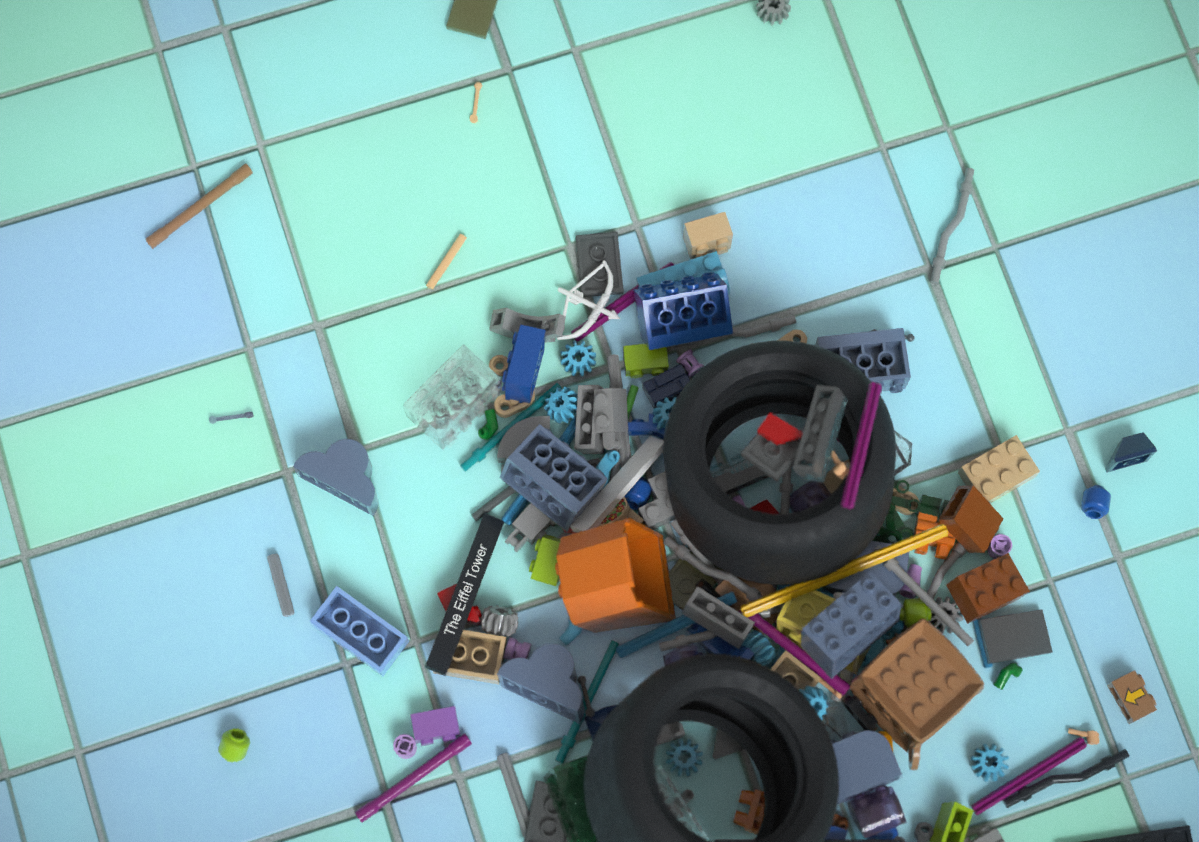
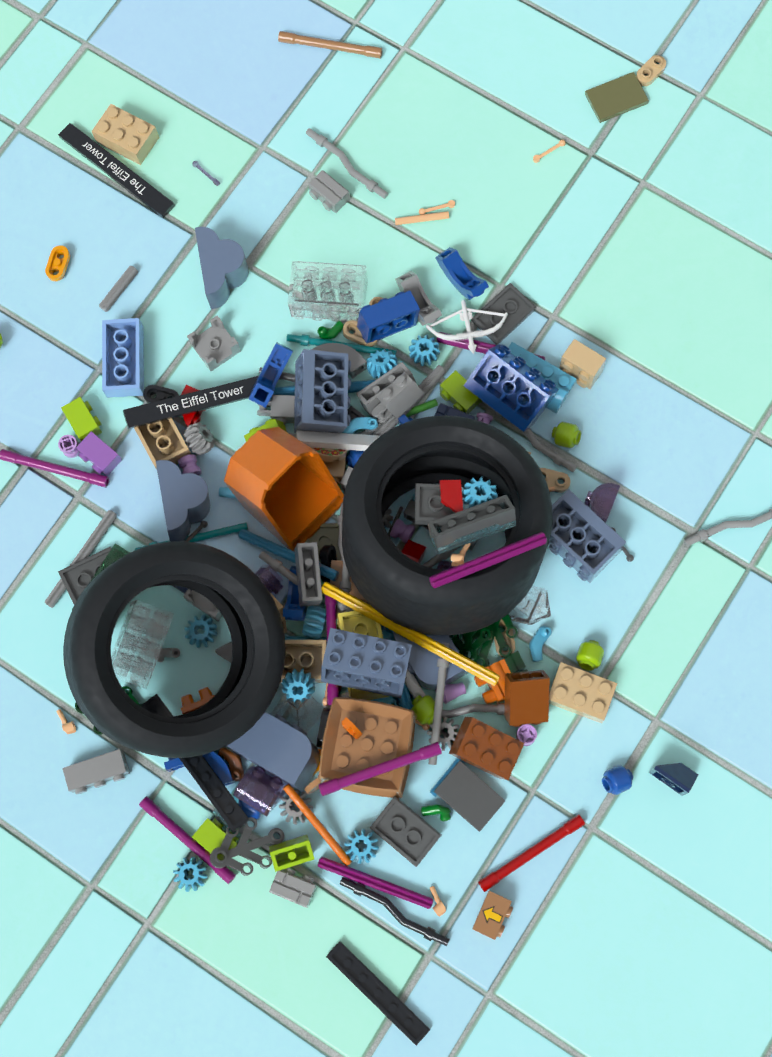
camera: 60 degrees right, 0 degrees up
(127, 460) = (125, 134): none -> tan brick
(153, 497) = (116, 170): none -> black tile
(206, 623) = (55, 264): none -> light orange plate
(292, 288) = (371, 185): none -> light grey bar
(350, 322) = (328, 192): none -> light grey brick
(387, 715) = (81, 419): none -> lime brick
(414, 539) = (214, 344): none -> light grey panel
(425, 624) = (162, 393): none -> black plate
(453, 226) = (451, 204): none -> light nougat hinge
(495, 519) = (270, 374): none -> blue arch
(535, 272) = (460, 275): none -> blue arch
(758, 301) = (566, 435): none -> lime head
(787, 402) = (475, 488): none -> medium azure gear
(848, 318) = (602, 499): none -> clear purple brick
(899, 681) = (351, 728): none -> orange tile
(917, 786) = (292, 813): none -> light grey gear
(924, 473) = (537, 642): none -> medium azure arm
(943, 785) = (317, 824): none -> orange piece
(969, 637) = (338, 783): none -> magenta piece
(971, 438) = (590, 655): none -> lime head
(1004, 715) = (405, 831): none -> dark grey tile
(1100, 669) = (495, 877): none -> red piece

